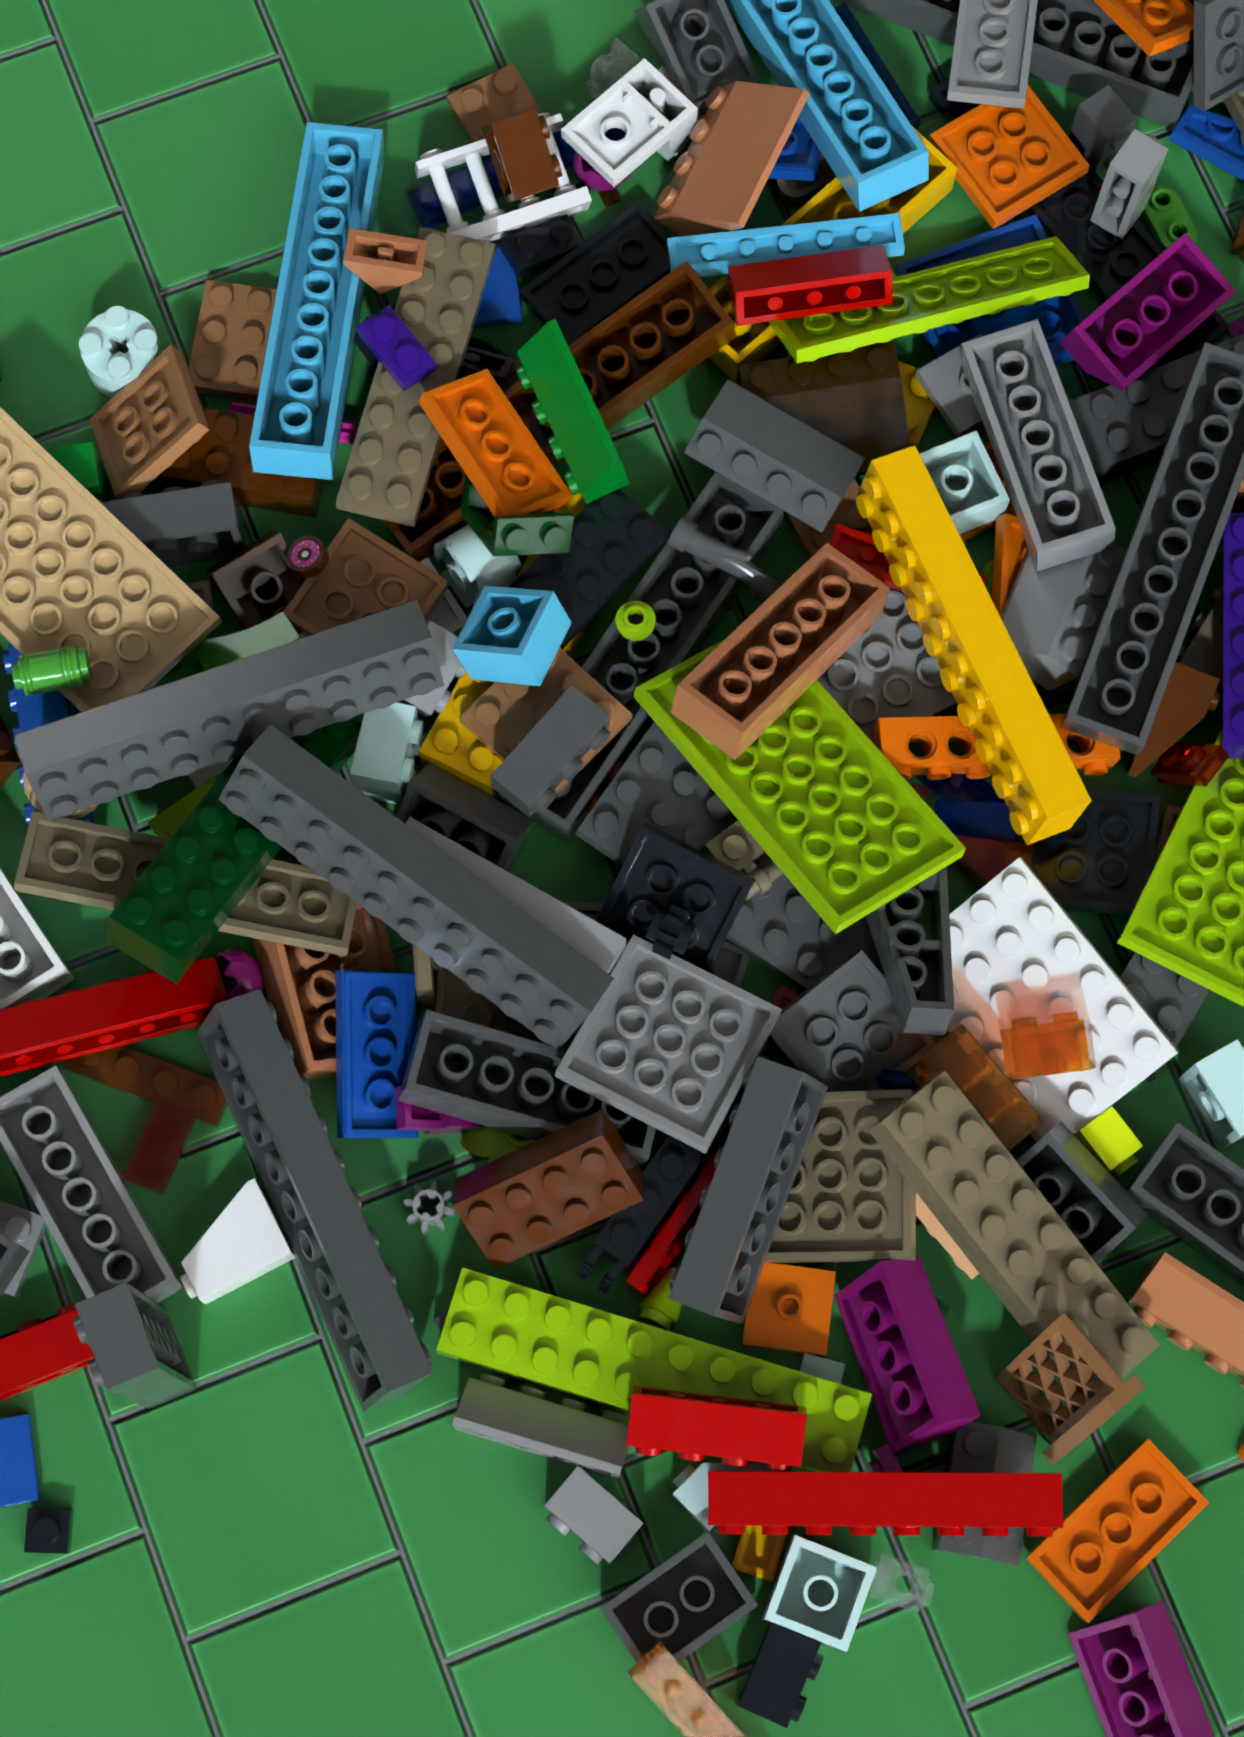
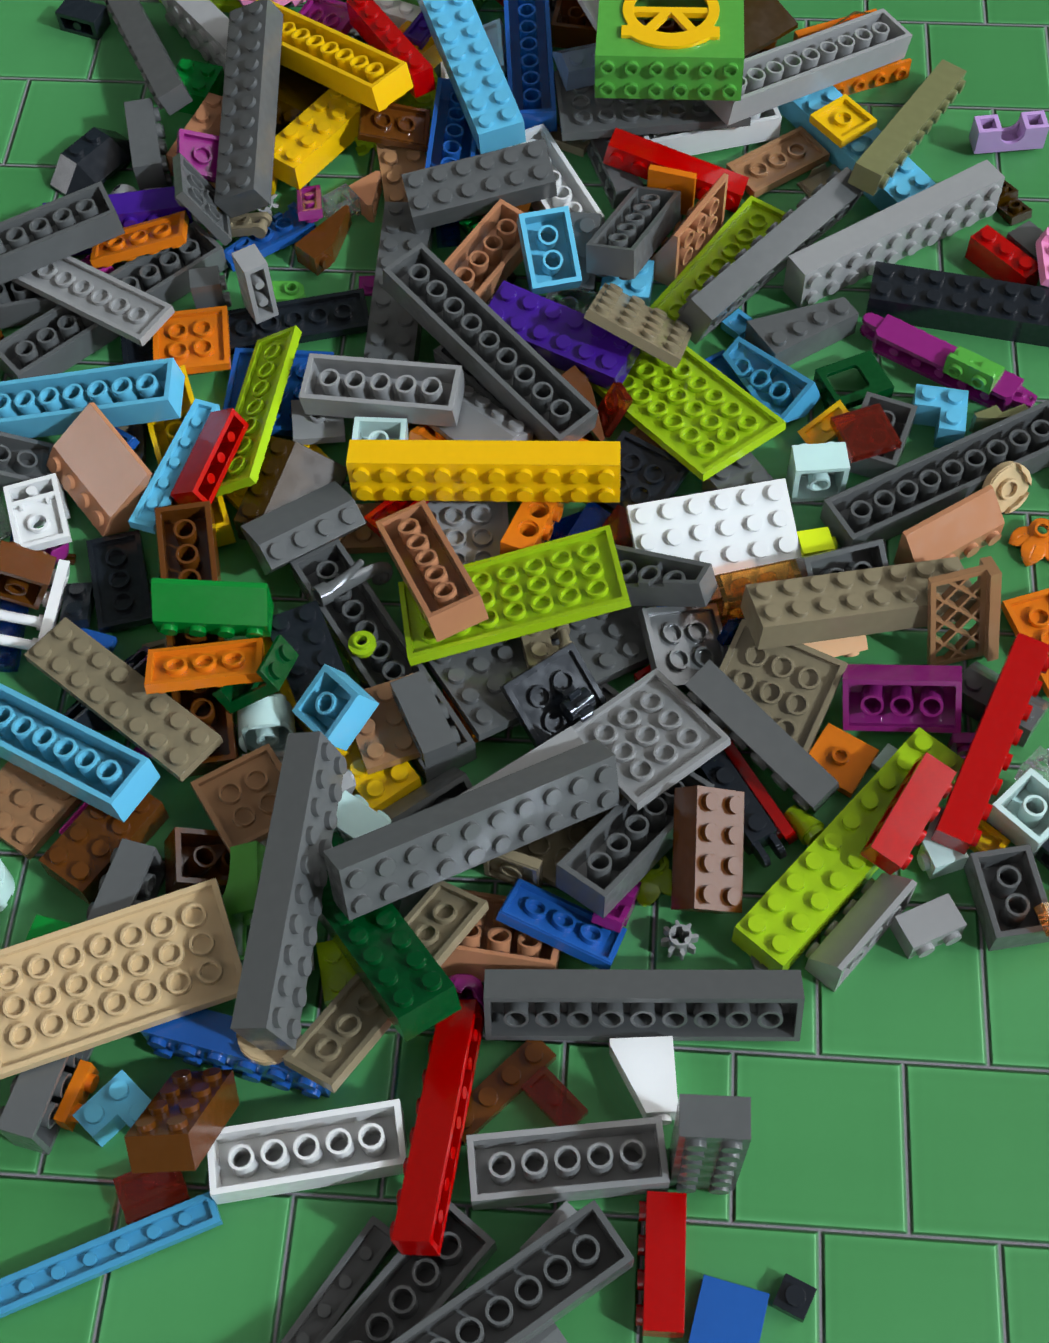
camera: 60 degrees left, 15 degrees down
(52, 670) = (190, 997): bright green head -> none
(149, 423) = (44, 877): medium nougat plate -> none
(307, 557) = (202, 816): tile -> none
(384, 259) = (34, 678): nougat slope -> none
(396, 348) = (99, 695): dark purple plate -> none
(1048, 1047) = (750, 539): clear orange brick -> none
(1148, 315) = (335, 311): magenta slope -> none

